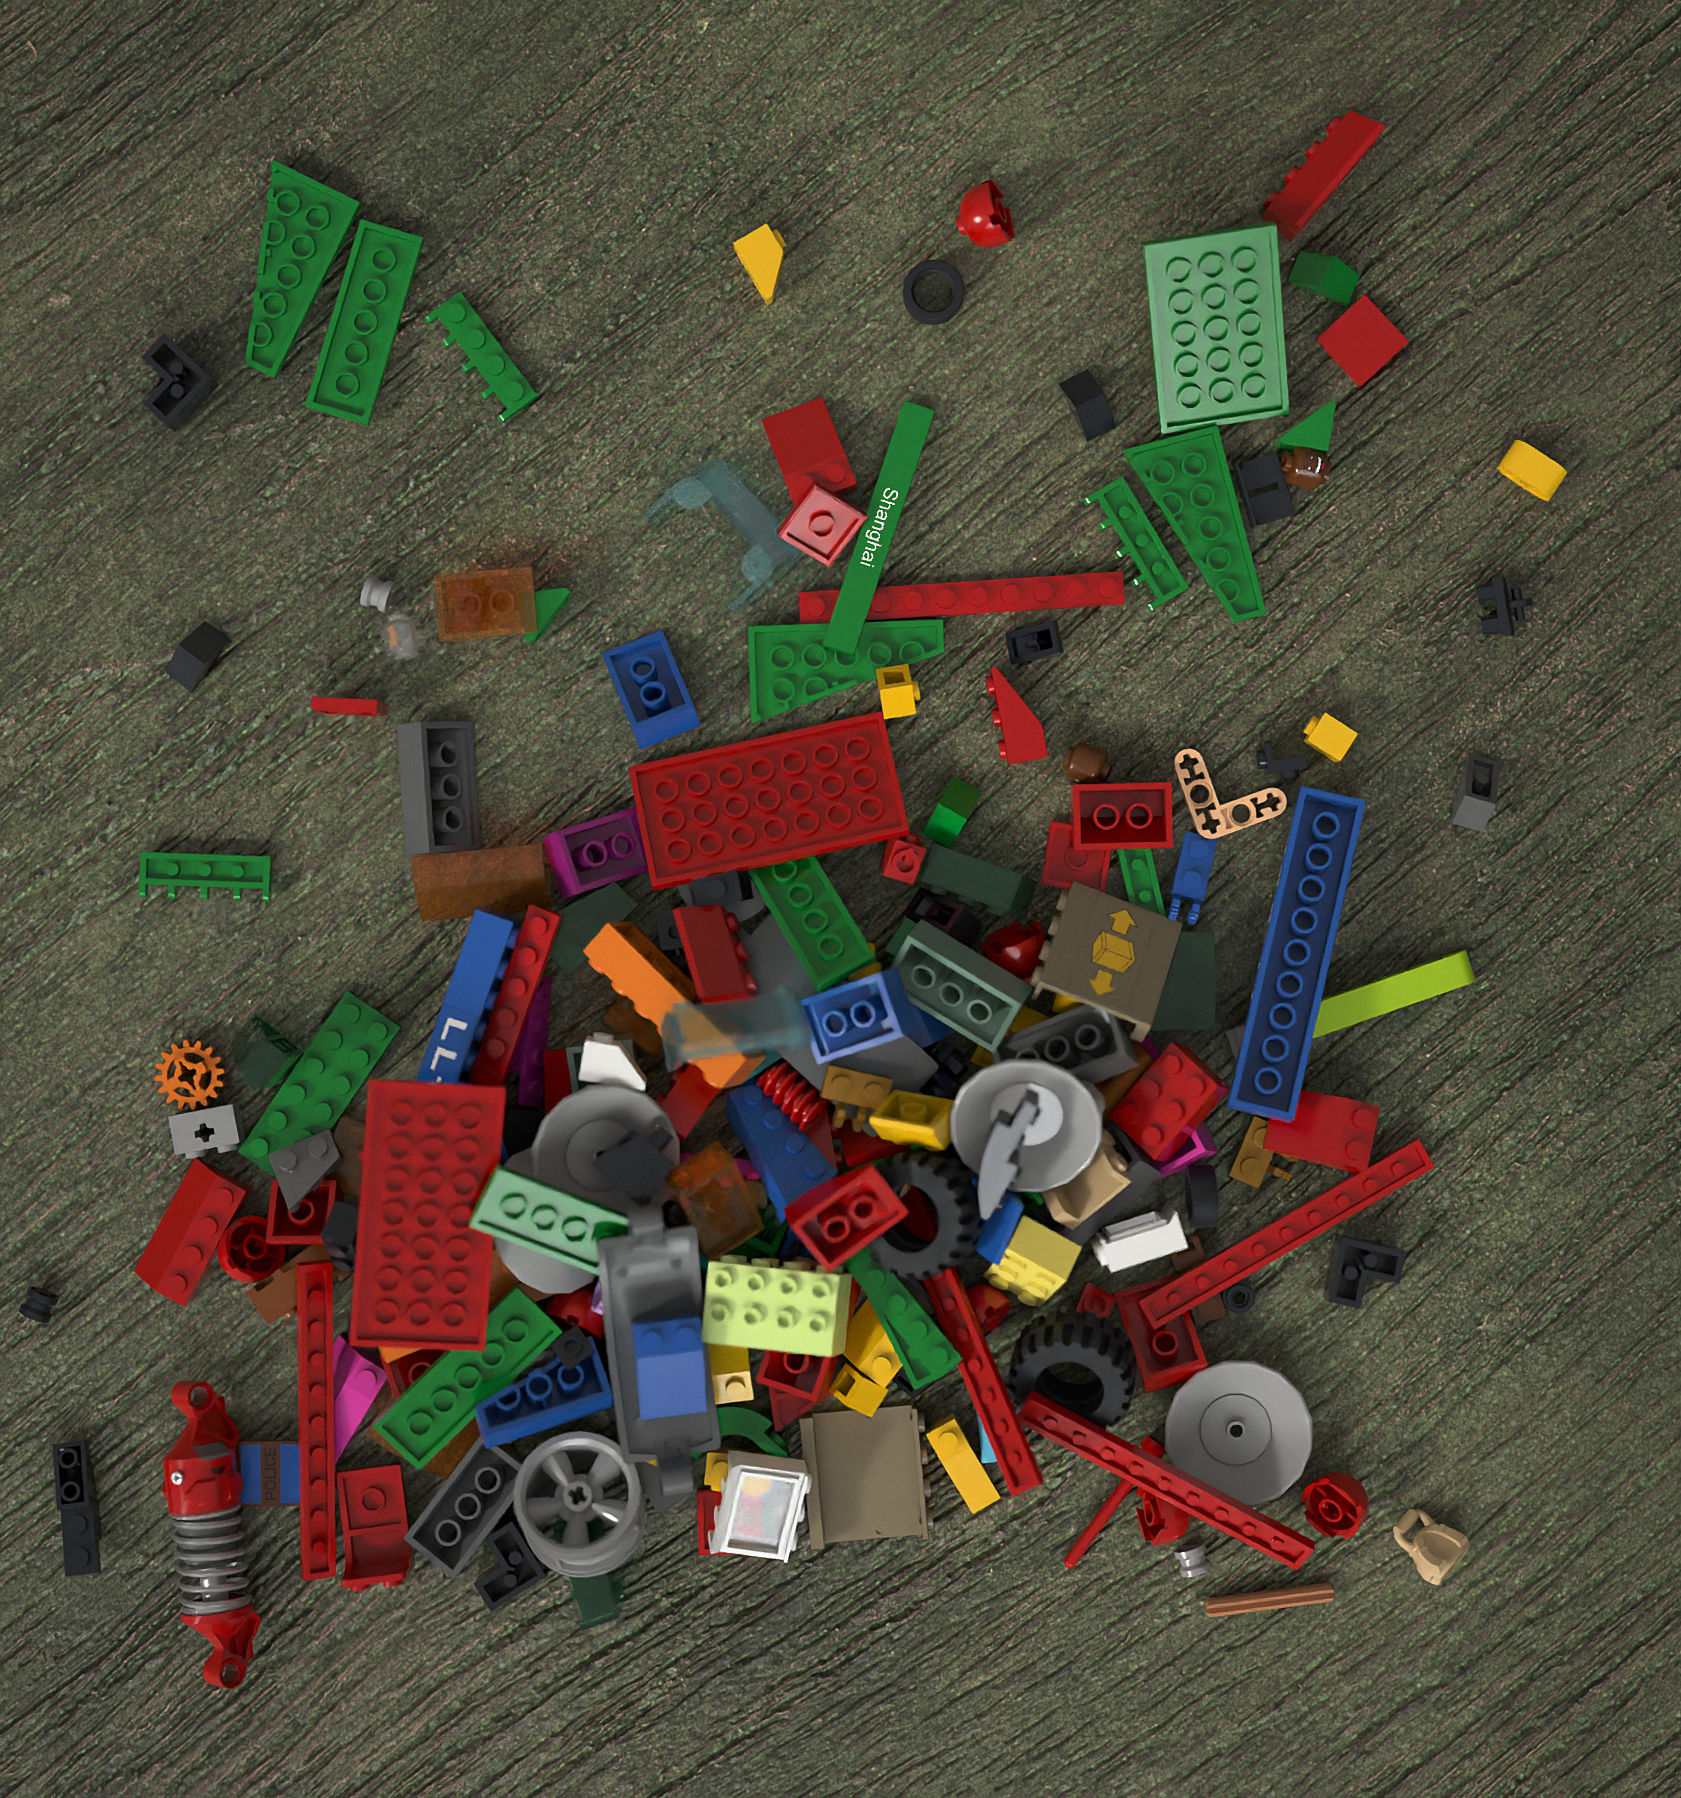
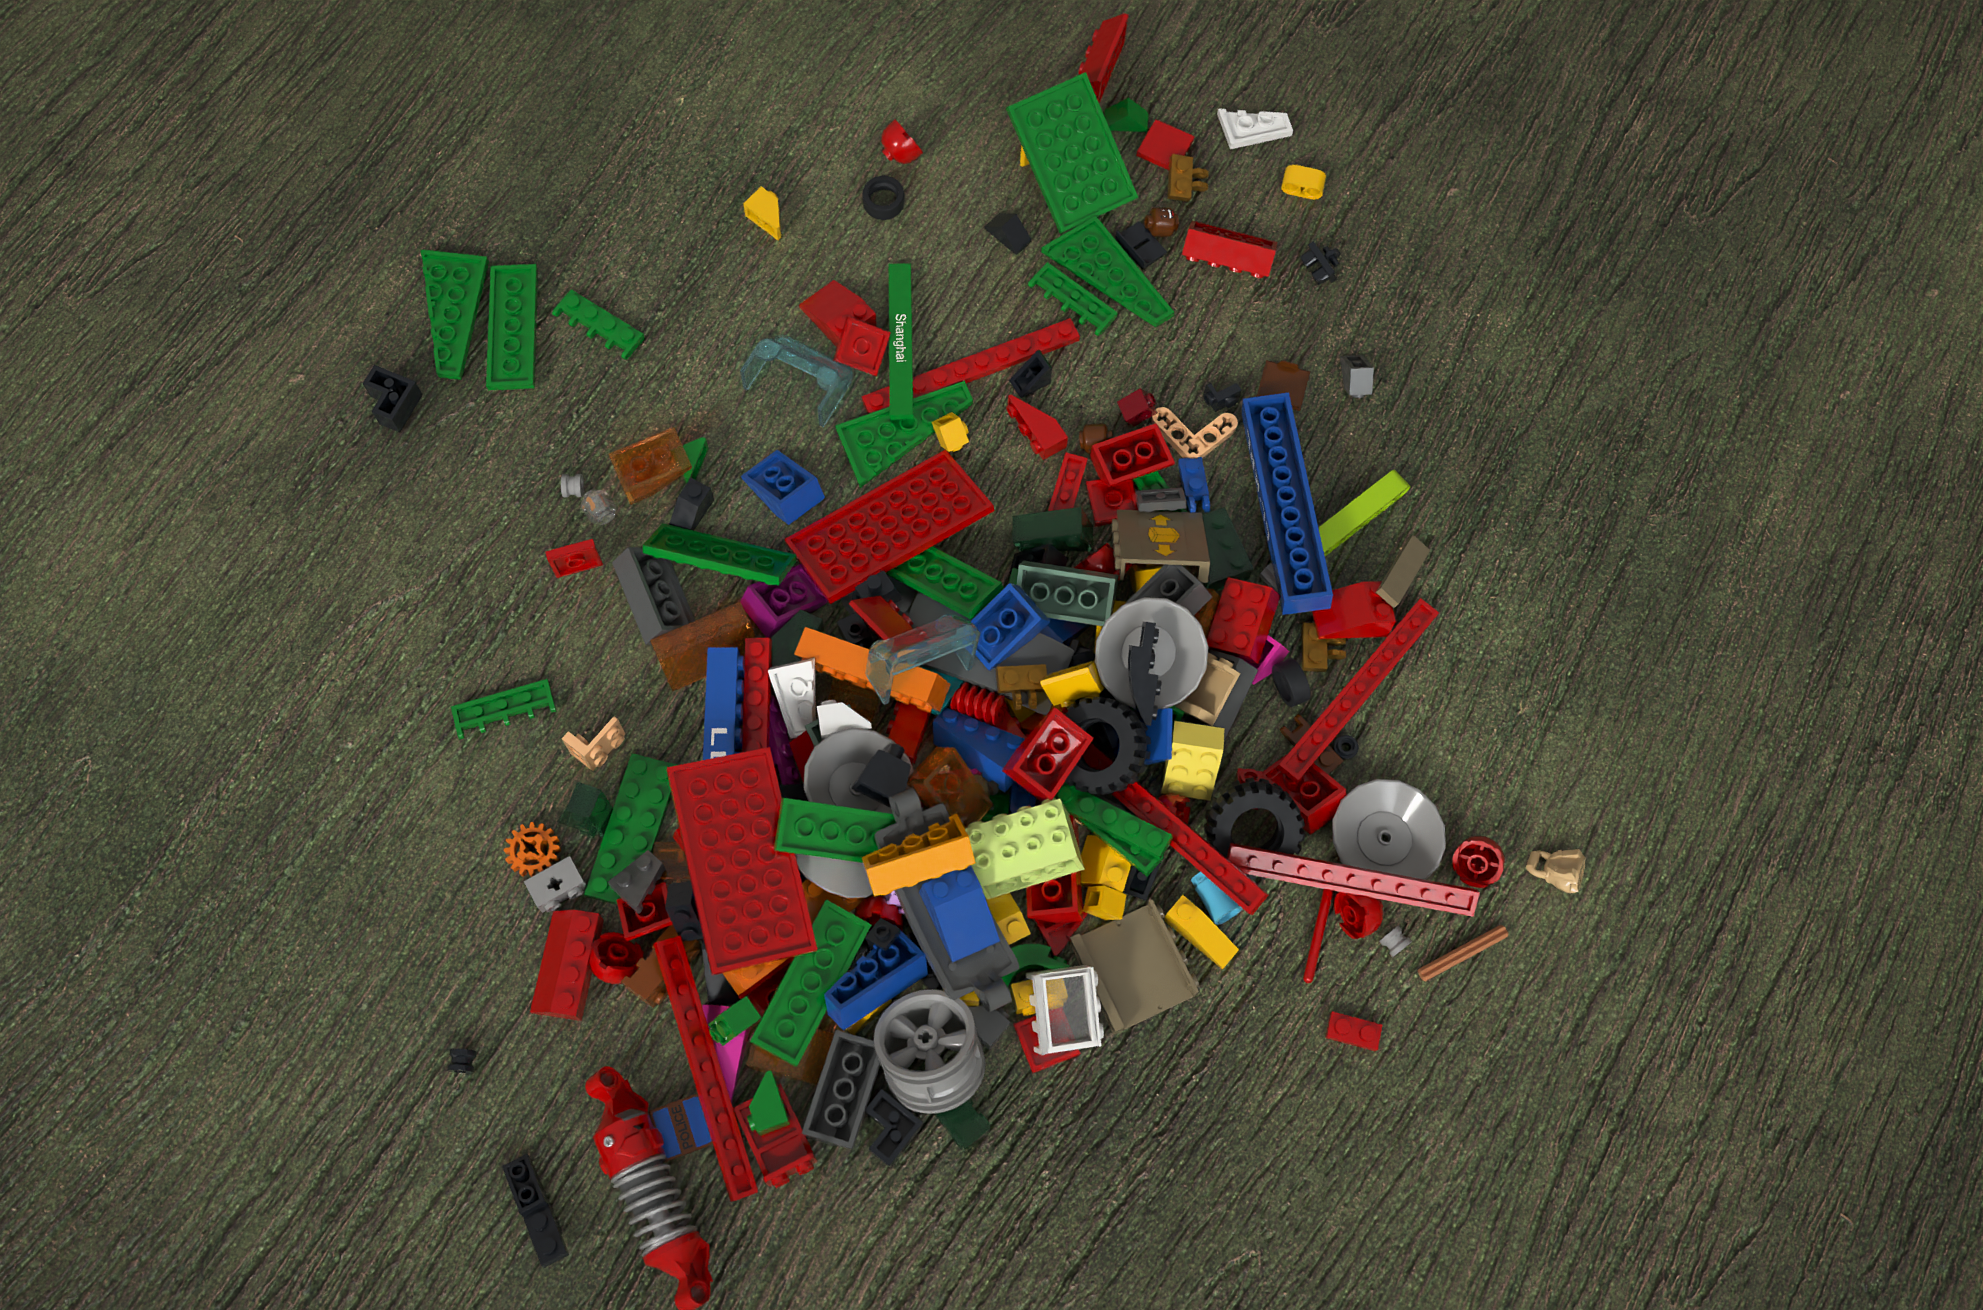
camera: 30 degrees left, 20 degrees down
(197, 656) = (454, 568): black slope -> none
(285, 971) = (597, 751): none -> light nougat bracket
(362, 1390) = (733, 1021): none -> green slope
(375, 1494) = (767, 1107): none -> green slope
(521, 679) = (691, 505): none -> black slope
(536, 766) = (719, 554): none -> green plate
(570, 997) = (795, 694): none -> white wing
(641, 1293) = (919, 857): none -> light orange wedge
(903, 858) = (995, 532): red brick -> none
(951, 812) = (1016, 498): green slope -> none
(1023, 821) = (1068, 482): none -> red plate
(1097, 1642) = (1353, 1031): none -> red plate
(1134, 890) = (1160, 499): none -> dark grey plate
(1139, 1239) = (1260, 720): white window -> none
(1159, 741) = (1137, 407): none -> dark red brick
(1312, 432) = (1157, 197): green slope -> none
(1329, 736) = (1246, 371): yellow brick -> none
(1356, 1260) = (1417, 690): black brick -> none
(1361, 405) = (1181, 176): none -> pearl gold hinge
(1372, 768) = (1284, 378): none -> reddish brown piece
(1384, 540) = (1229, 249): none -> red slope
(1409, 1100) = (1403, 571): none -> dark tan tile
(1495, 355) = (1248, 129): none -> white wing

